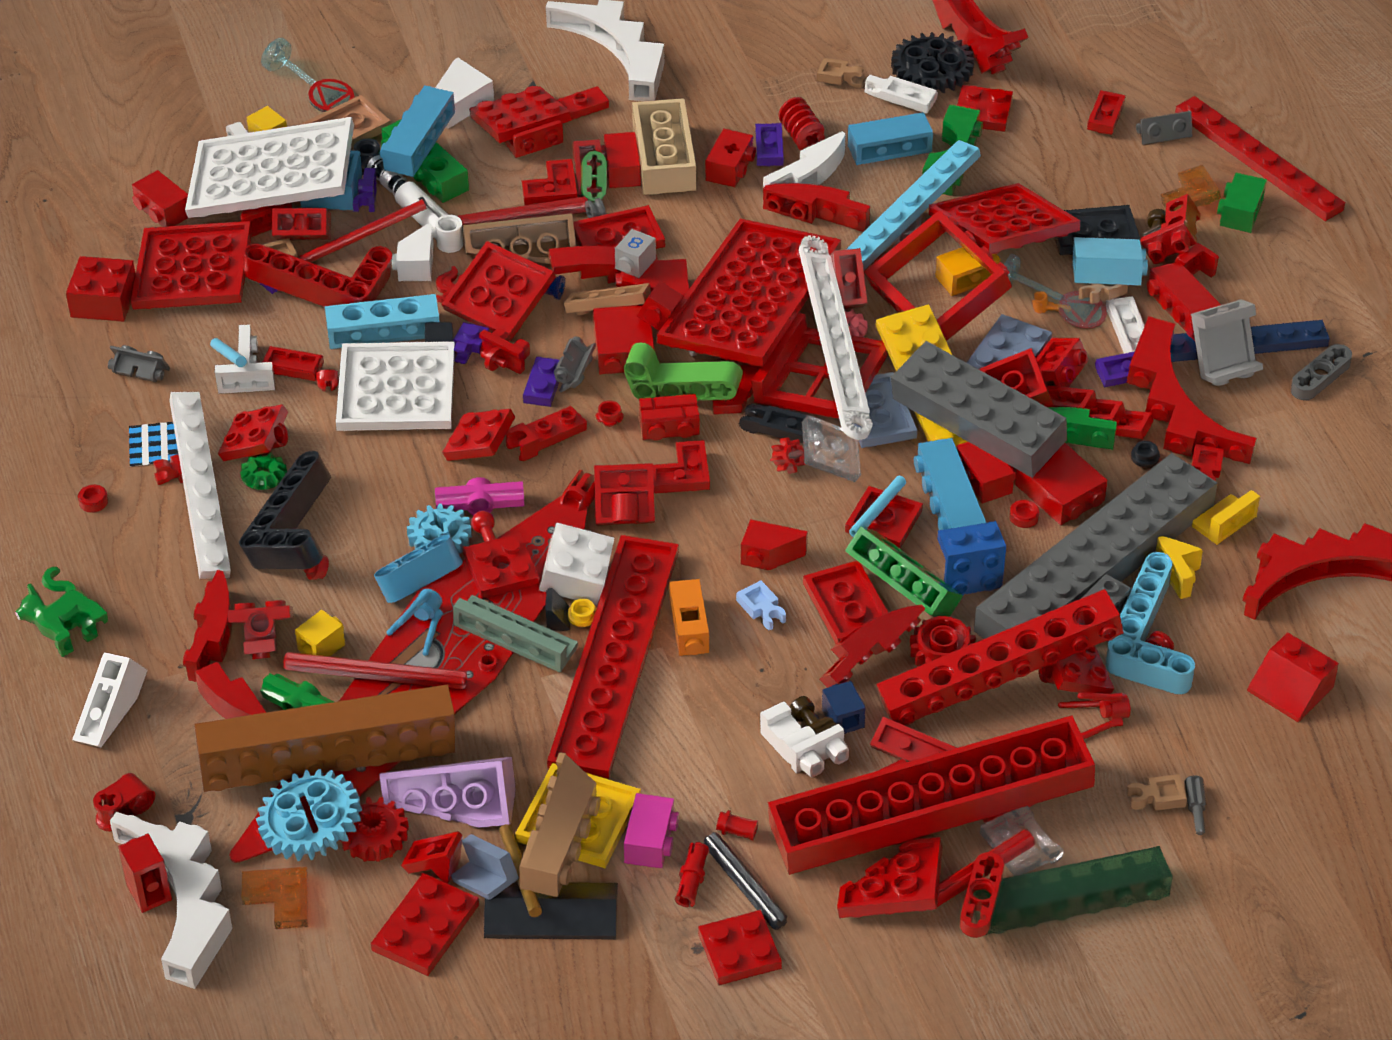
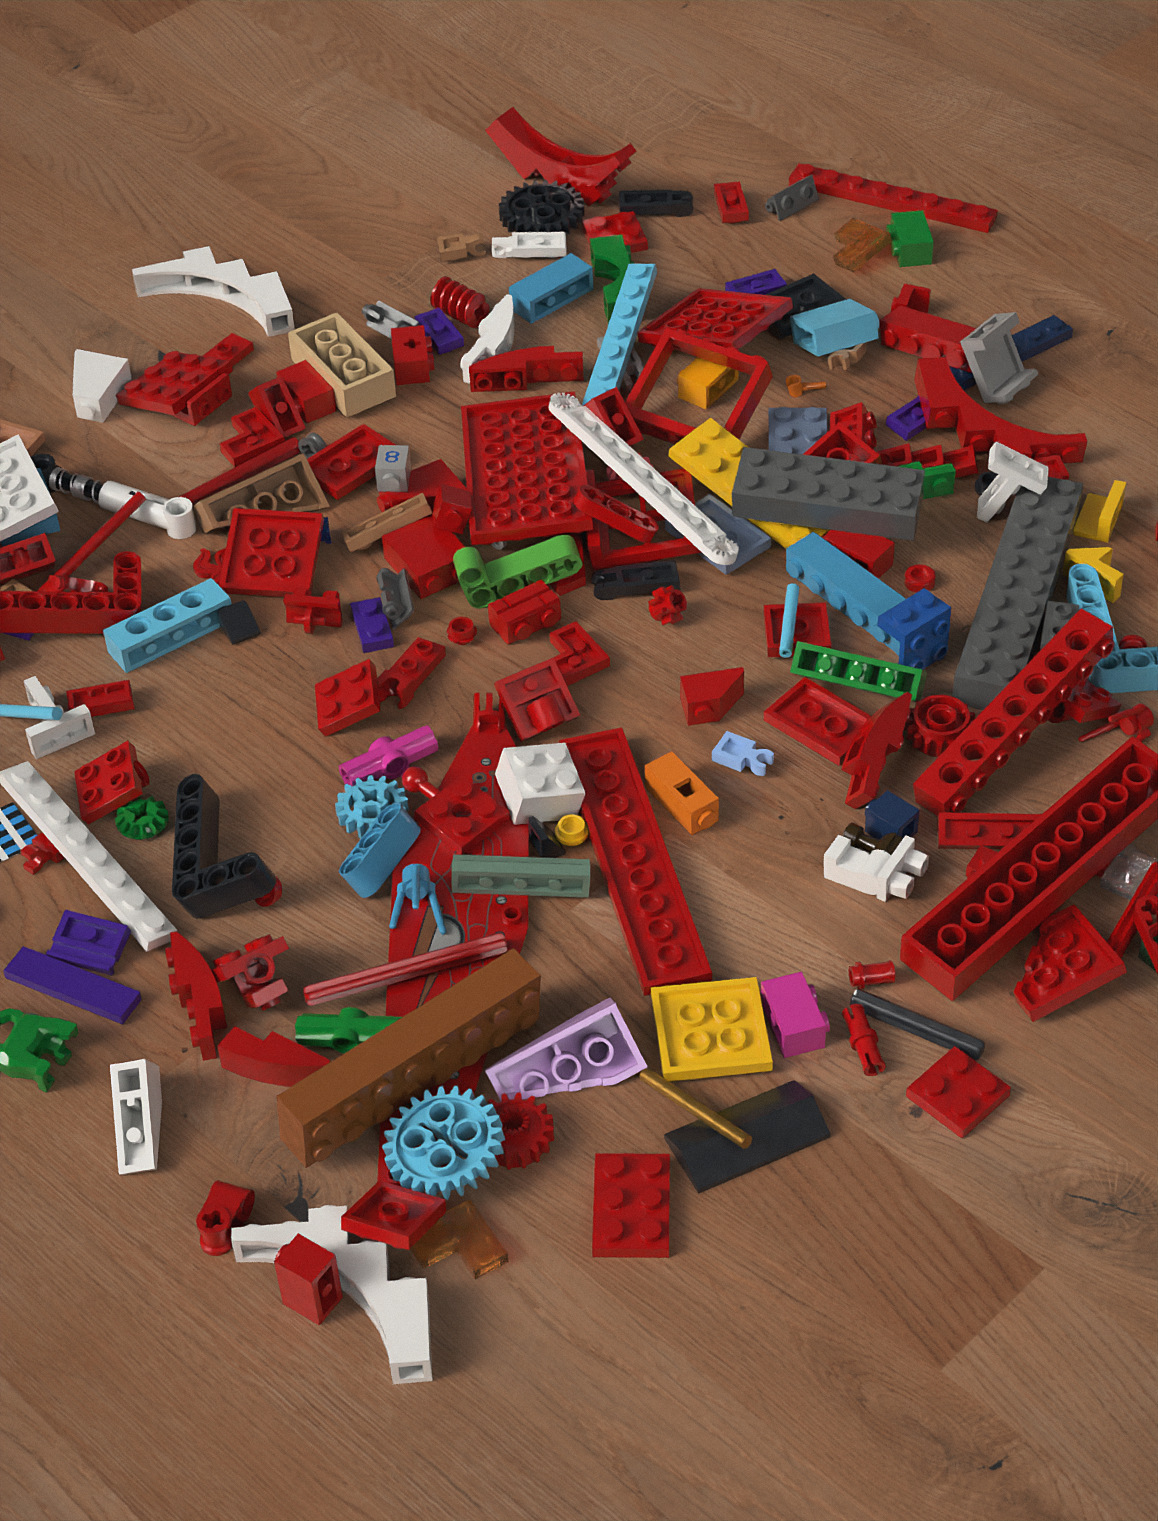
camera: 25 degrees left, 0 degrees up
(130, 582) = (72, 985): none -> dark purple tile
(160, 554) = (89, 942): none -> dark purple plate
(235, 852) = (393, 1215): none -> red plate
(320, 635) = (320, 957): yellow brick -> none
(327, 378) = (148, 702): red hinge -> none
(335, 262) = (62, 583): none -> red helmet
(367, 191) = (65, 506): dark purple plate -> none
(395, 386) = (225, 683): white plate -> none
(415, 256) = (160, 551): white slope -> none
(418, 131) = (88, 429): dark azure brick -> none
(435, 853) = (599, 1126): red slope -> none
(438, 172) = (105, 456): green brick -> none
(467, 341) = (268, 612): dark purple plate -> none
(488, 868) = (660, 1120): sand blue panel -> none
(559, 829) = (719, 1049): medium nougat wedge -> none
(587, 177) = (290, 415): green beam -> none
(587, 260) = (343, 494): red slope -> none
(731, 116) = (383, 318): none -> hinge
(769, 340) = (615, 513): none -> red beam
(830, 449) = (704, 583): clear plate -> none
(1039, 90) = (656, 202): none -> black hinge
(1064, 486) = (942, 539): red brick -> none
(1071, 197) = (757, 284): none -> dark purple plate
(1071, 308) = (830, 382): clear light blue piece -> none
(1126, 321) = (886, 378): white tile -> none
(1155, 450) = (1013, 471): none -> white bracket
(1171, 229) = (876, 284): red hips -> none
(1319, 382) = (1083, 352): dark grey beam -> none

